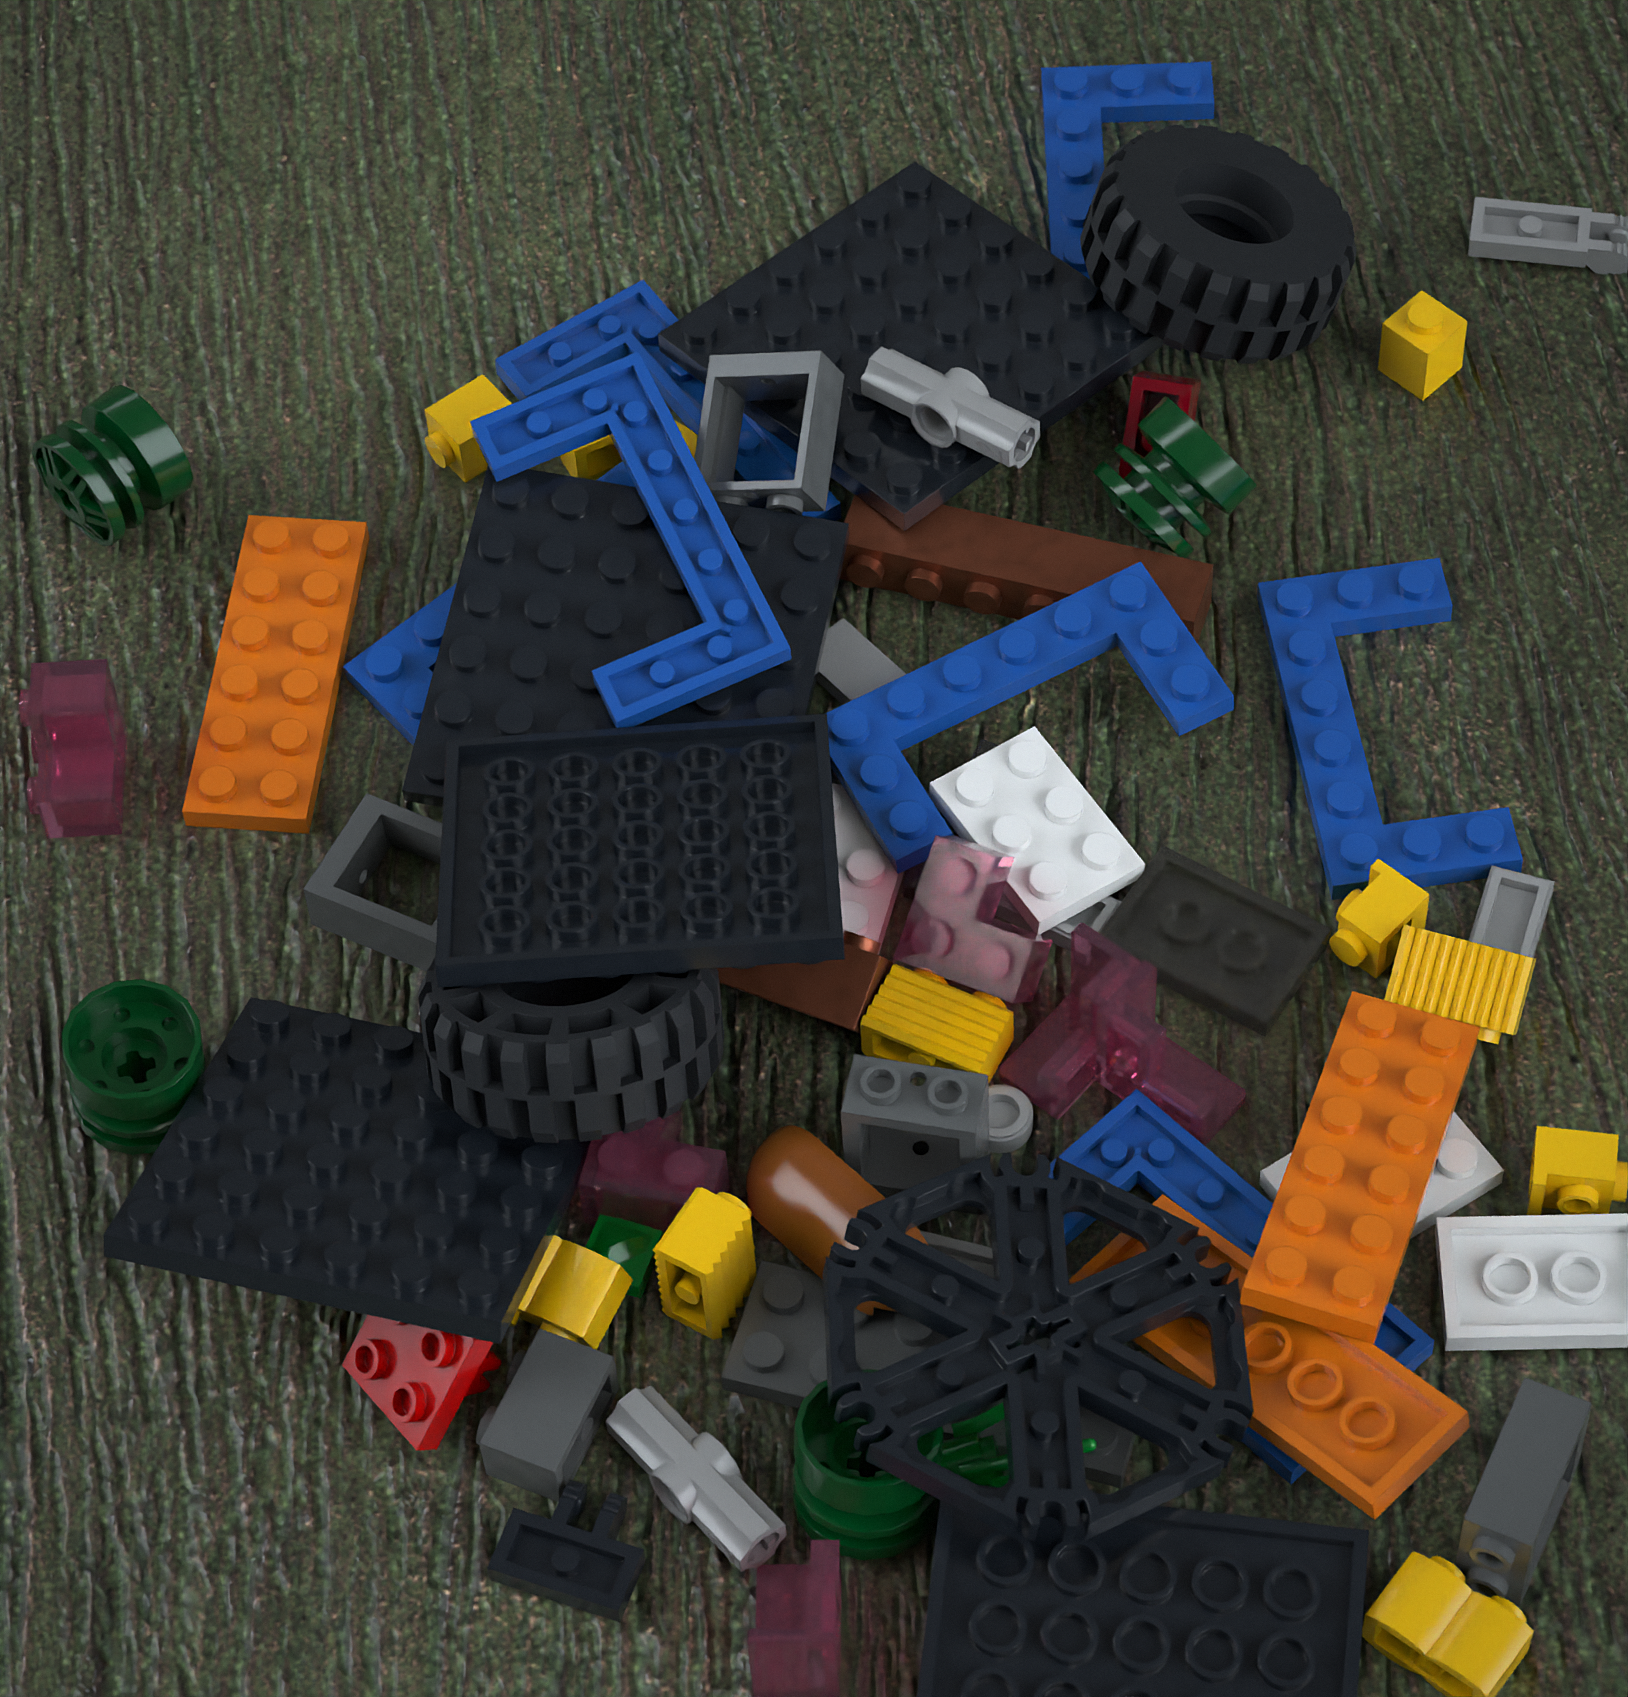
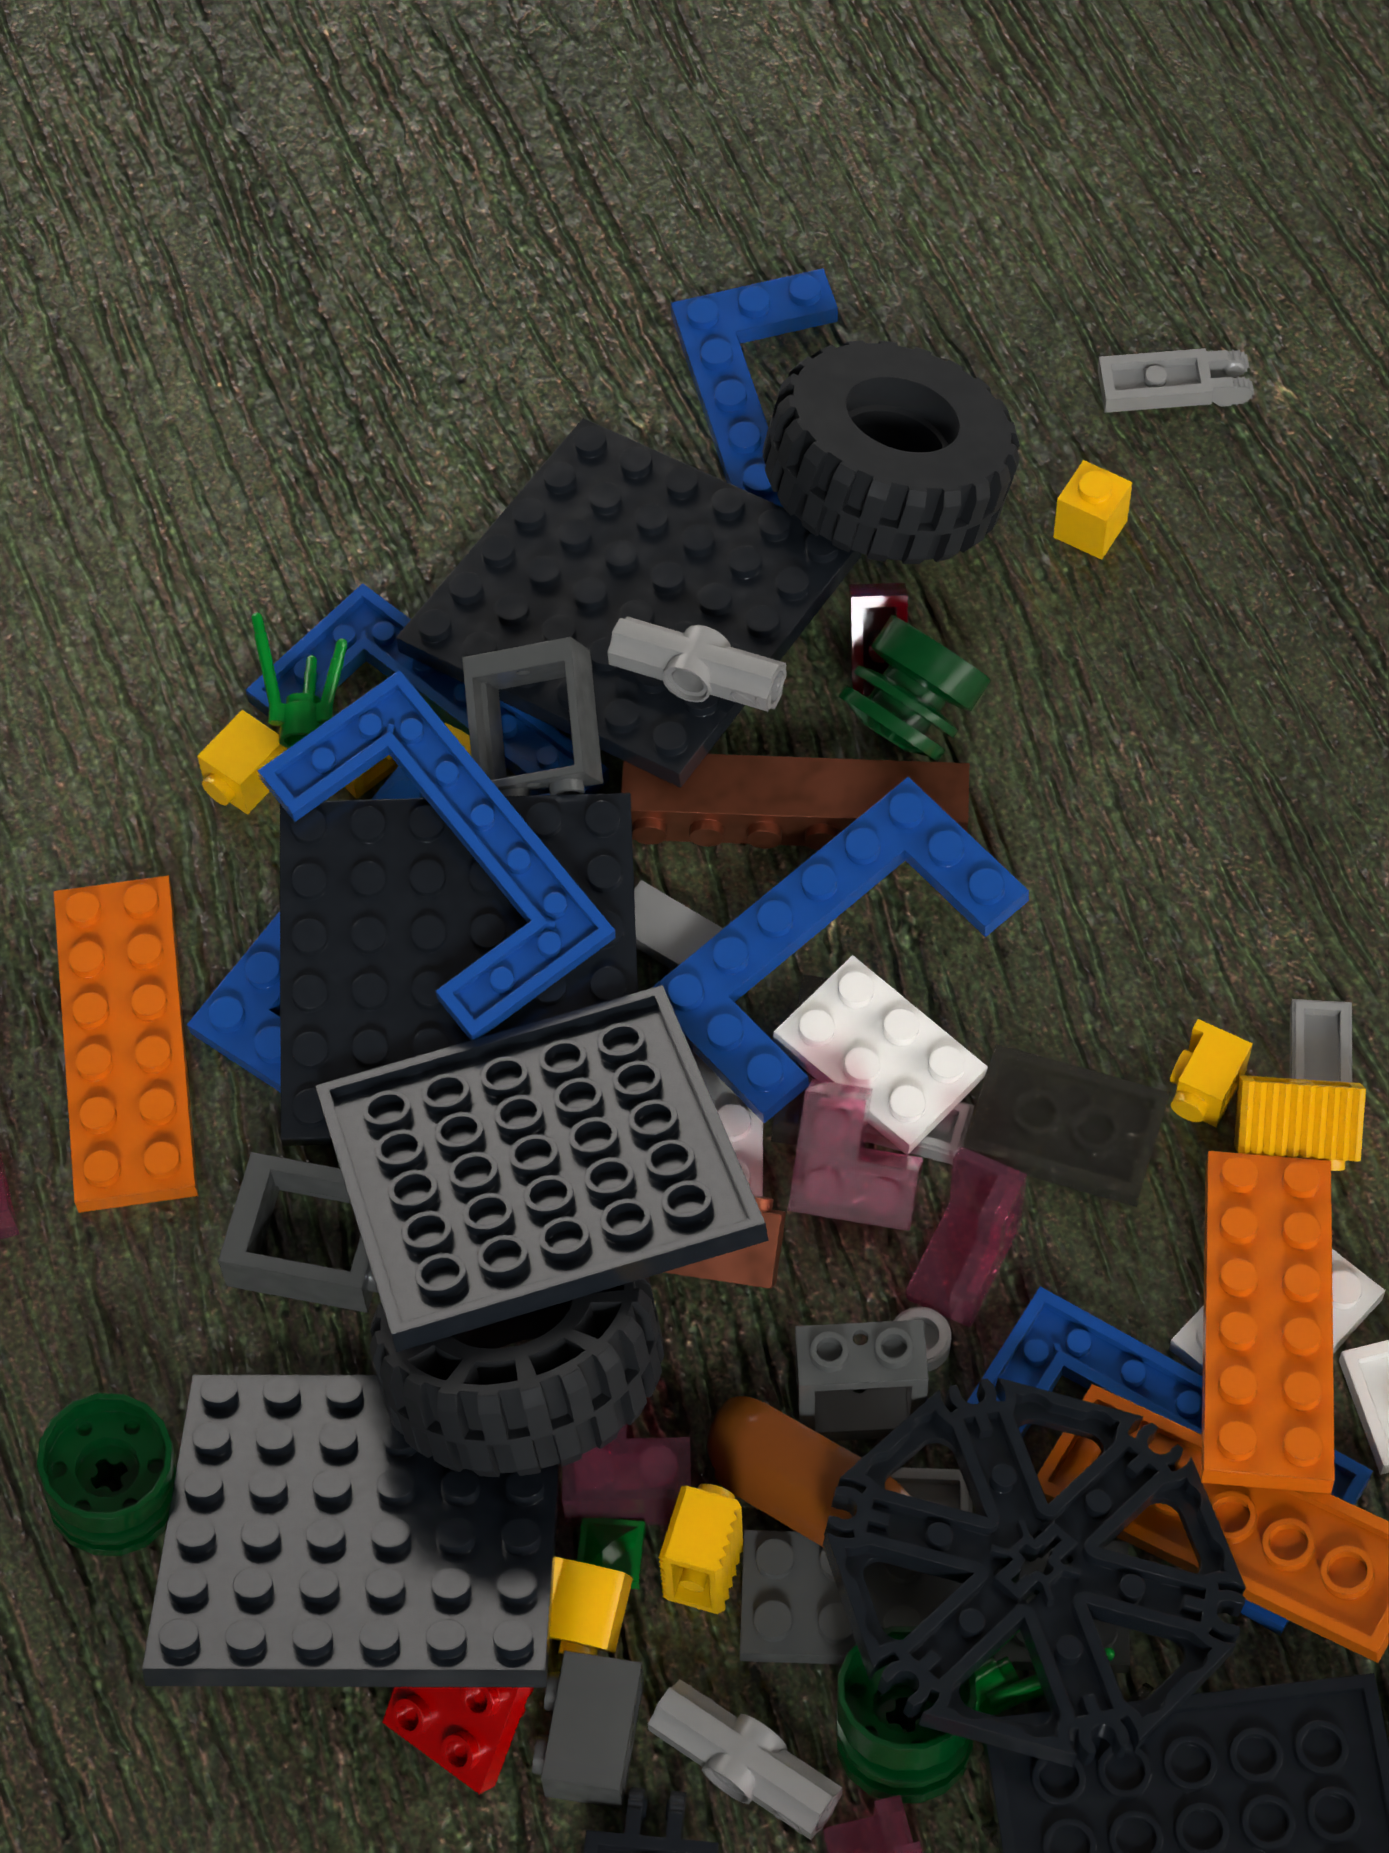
camera: 15 degrees left, 5 degrees up
(540, 376) = (303, 710): none -> green plant
(936, 1025) = (842, 1268): yellow brick -> none
(1139, 1056) = (1044, 1257): clear pink panel -> none
(1301, 629) = (1056, 801): blue plate -> none

